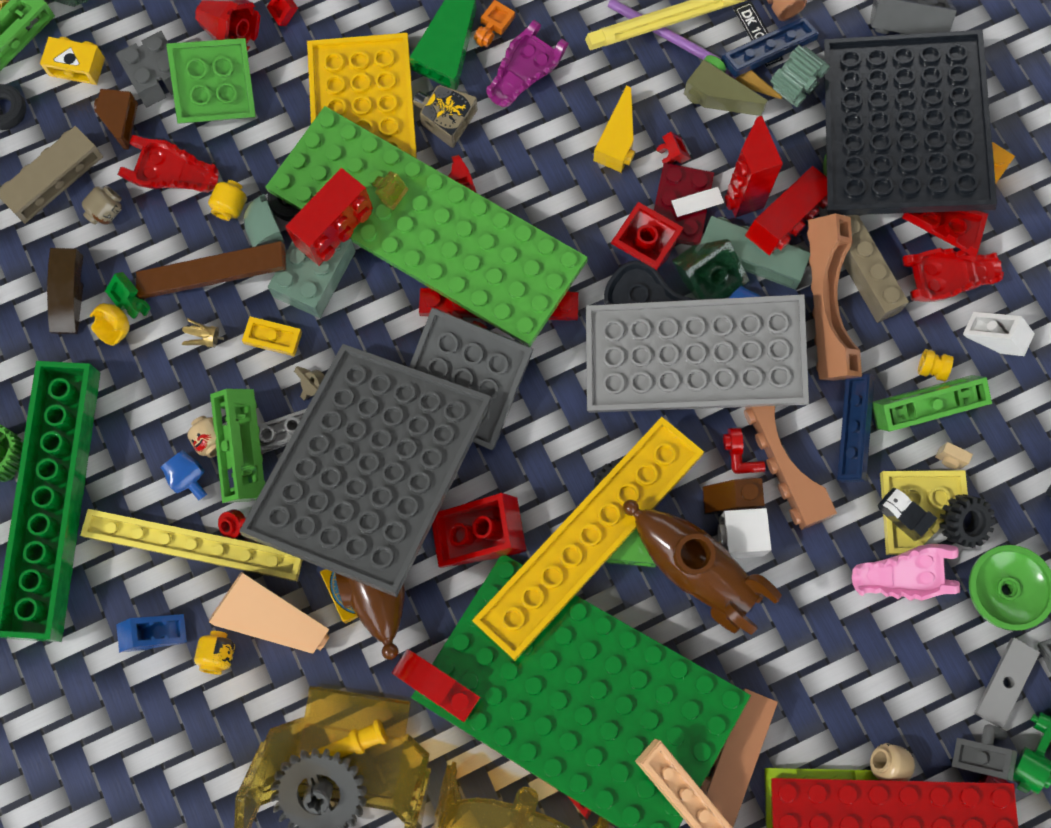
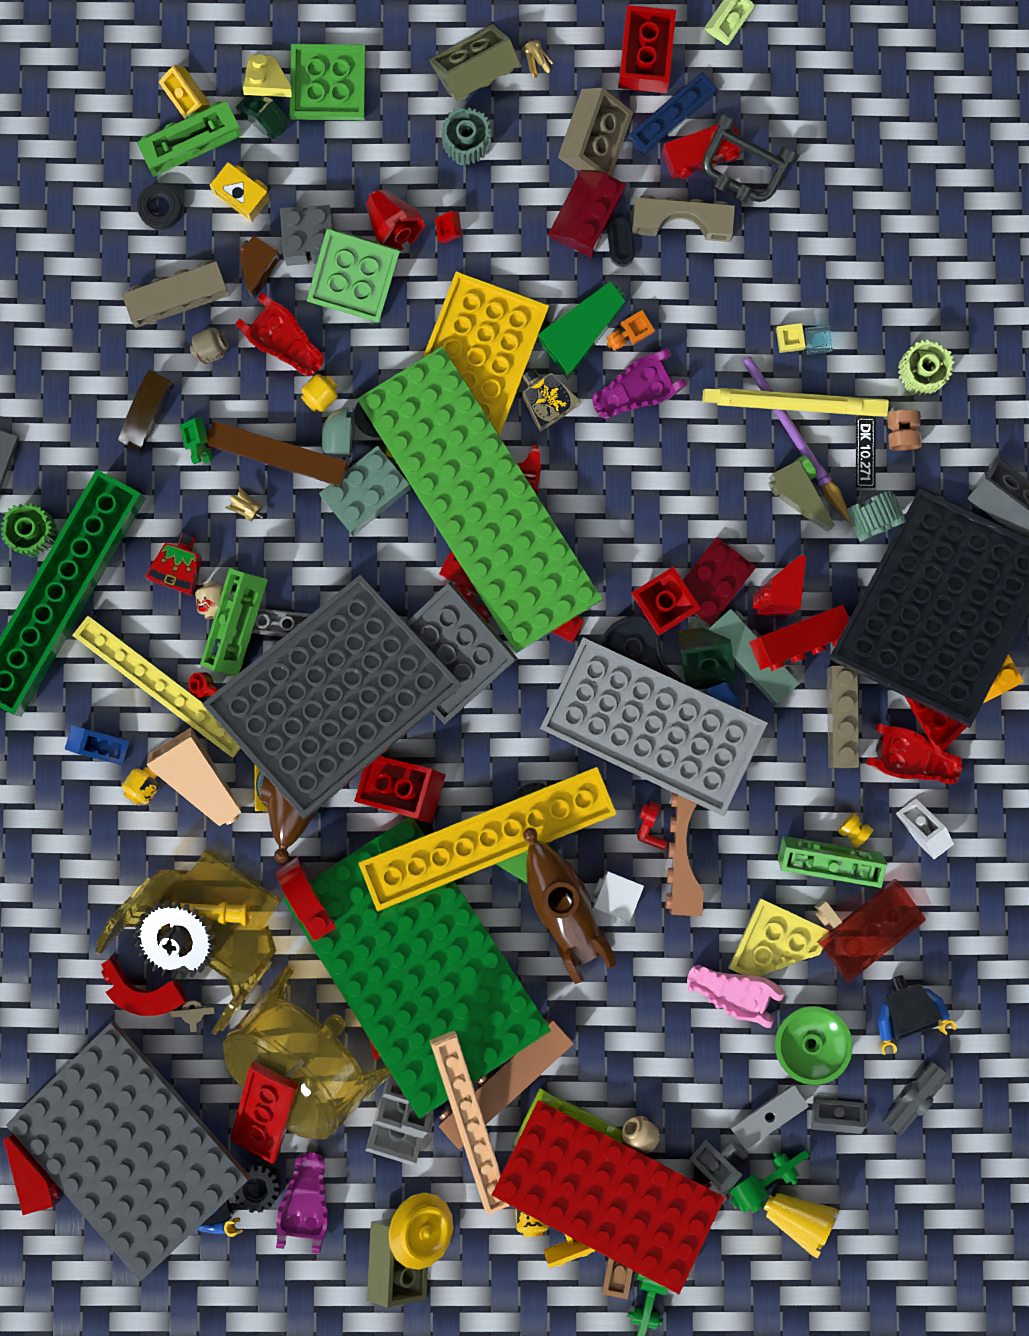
camera: 20 degrees right, 10 degrees up
(110, 323) = (172, 460): yellow hair -> none
(158, 422) = (177, 566): none -> torso
(183, 473) = (179, 621): blue piece -> none
(272, 336) = (304, 535): yellow plate -> none
(309, 381) = (319, 592): dark tan piece -> none
(330, 217) = (397, 463): red brick -> none
(390, 189) = (461, 458): clear yellow tile -> none
(617, 139) = (686, 496): yellow slope -> none
(675, 147) = (733, 528): red tile -> none
(697, 201) = (727, 588): white sticker -> none
(733, 495) = (625, 860): reddish brown slope -> none
(769, 47) = (866, 472): dark blue tile -> none
(829, 243) = (776, 776): nougat arch -> none
(856, 429) = (758, 851): dark blue tile -> none
(906, 514) = (758, 944): black leg -> none
(979, 523) = (812, 984): black tyre -> none
(1003, 452) = (871, 930): none -> clear red tile

